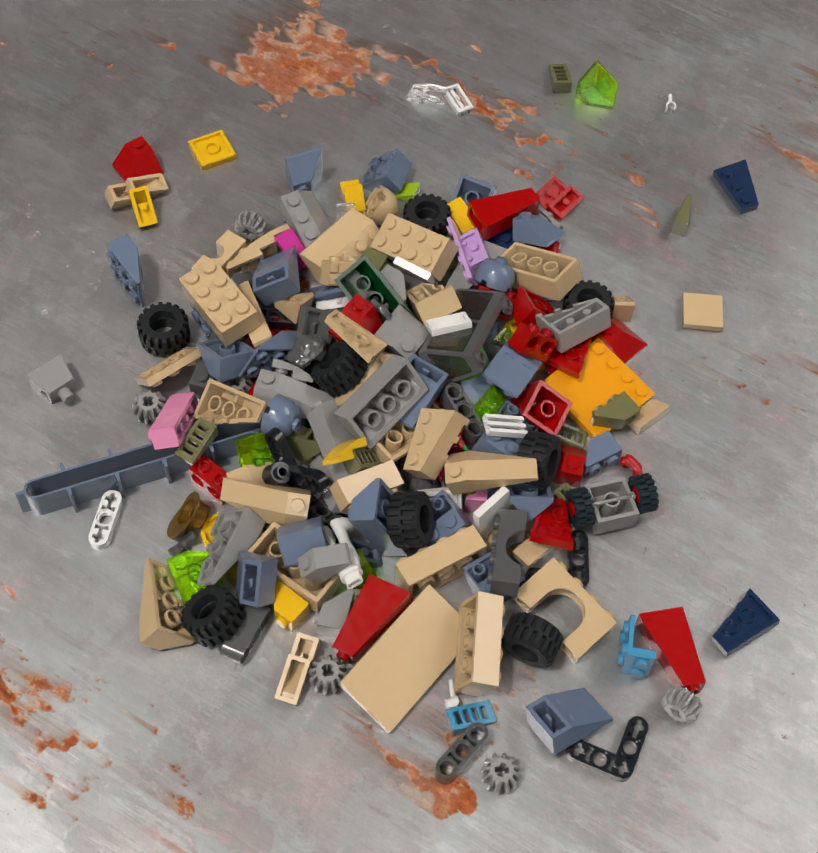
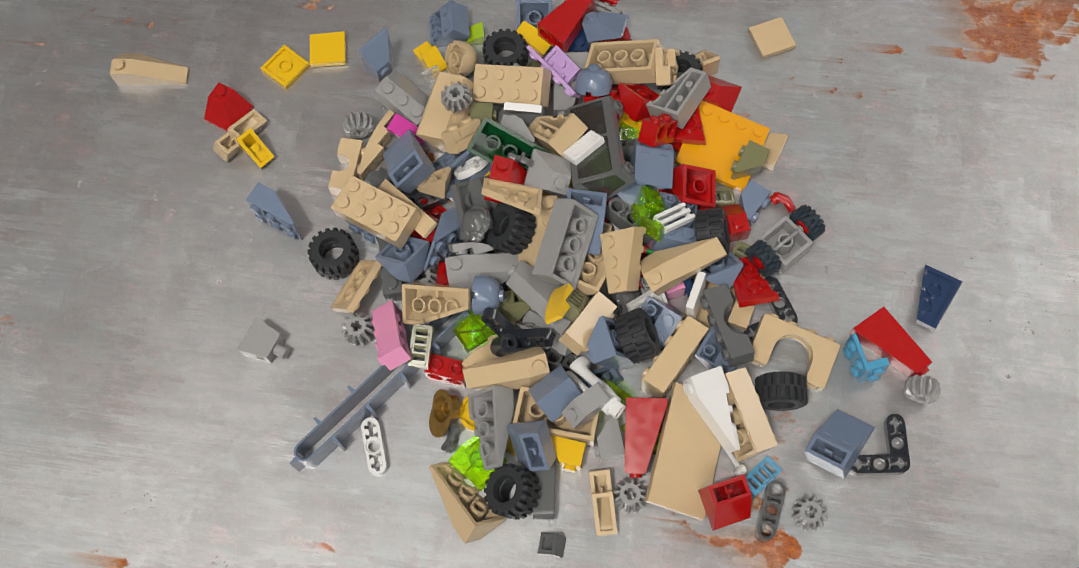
camera: 15 degrees left, 10 degrees up
(83, 102) = (146, 70): none -> tan wedge
(226, 687) = (552, 544): none -> dark grey slope
(260, 150) = (327, 49): none -> yellow tile
(354, 234) = (456, 97): none -> light grey gear
(421, 722) = (727, 502): none -> red slope
(452, 606) = (708, 396): none -> white wedge
(472, 411) = (642, 217): none -> clear neon green slope
(575, 287) = (666, 66): none -> tan slope

